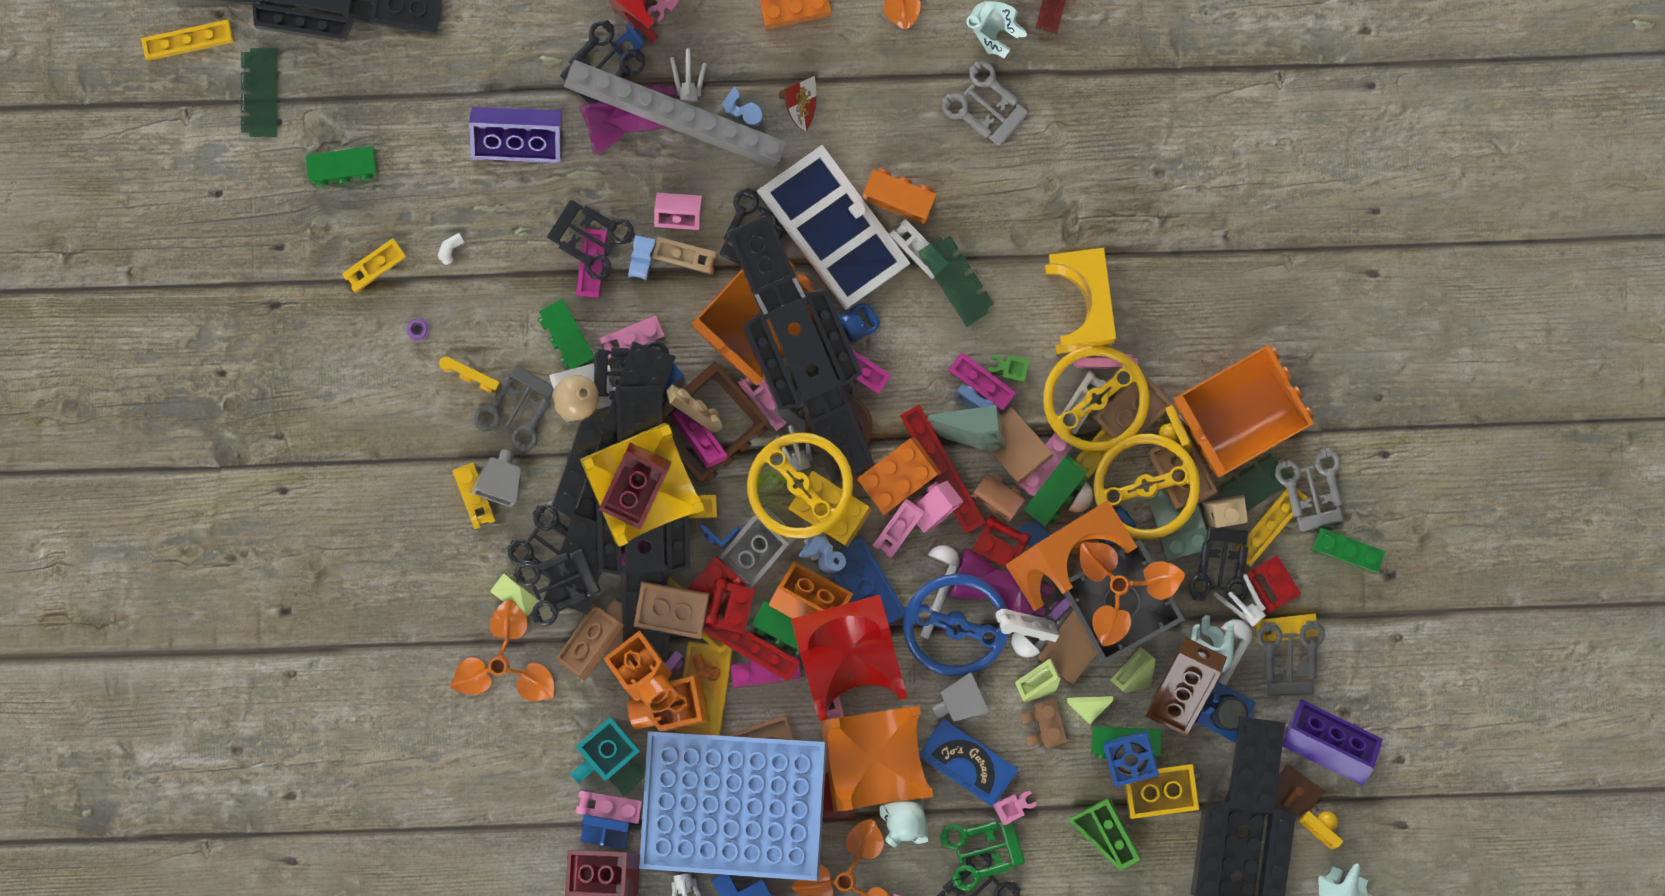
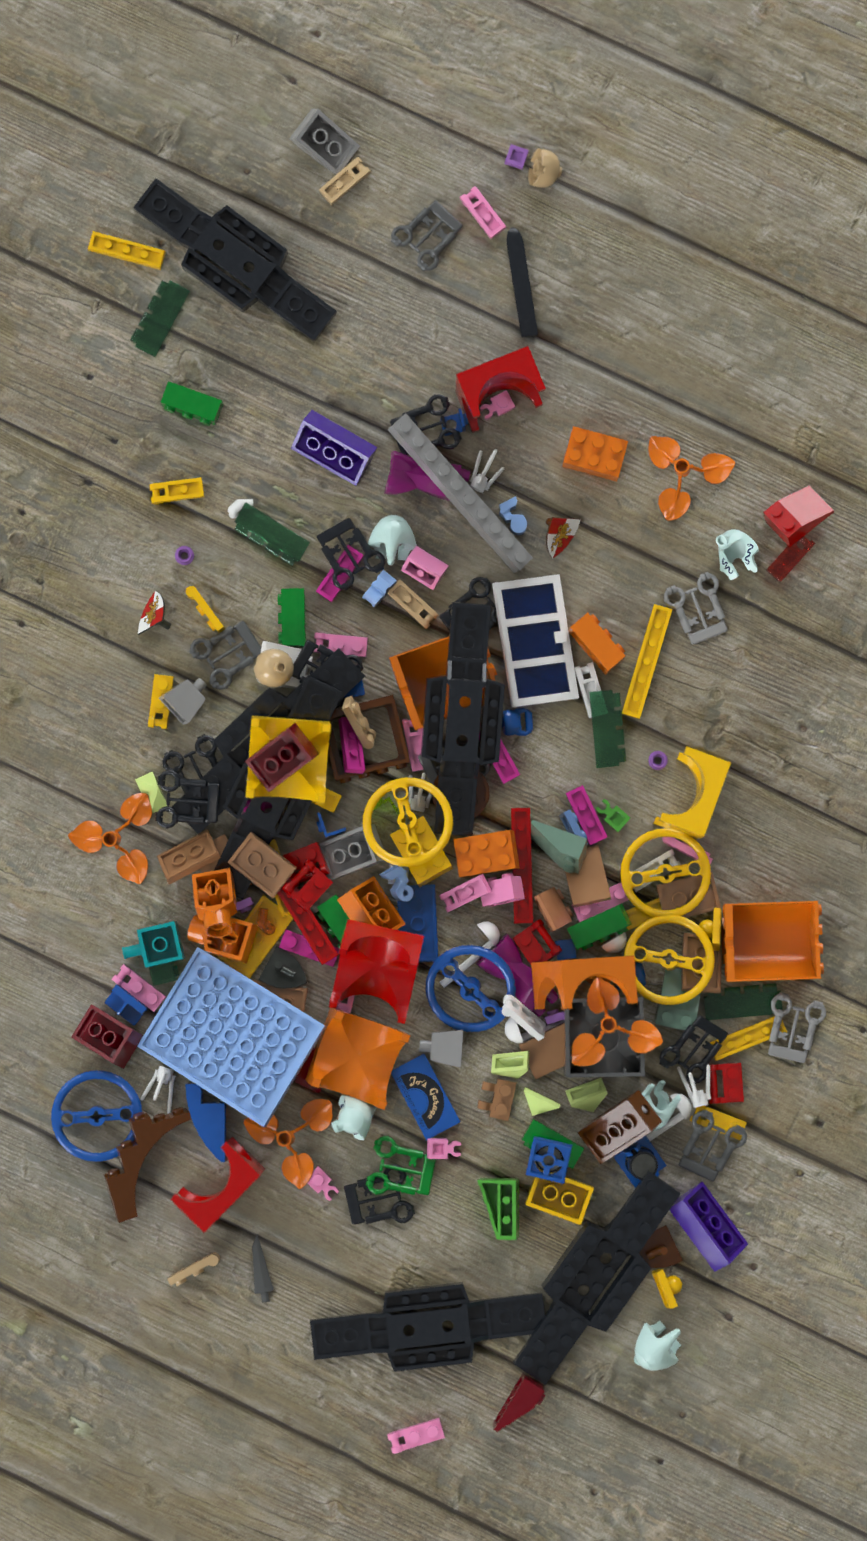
camera: 25 degrees right, 0 degrees up
(418, 407) = (153, 614): none -> shield
(505, 258) = (274, 533): none -> clear green windscreen
(624, 191) = (392, 531): none -> light aqua piece
(751, 710) = (283, 971): none -> pearl dark grey shield
(961, 188) = (646, 661): none -> yellow plate
(1026, 278) = (662, 756): none -> medium lavender plate
(1225, 511) = (719, 1009): tan torso -> none
(1348, 550) = (796, 1088): green brick -> none

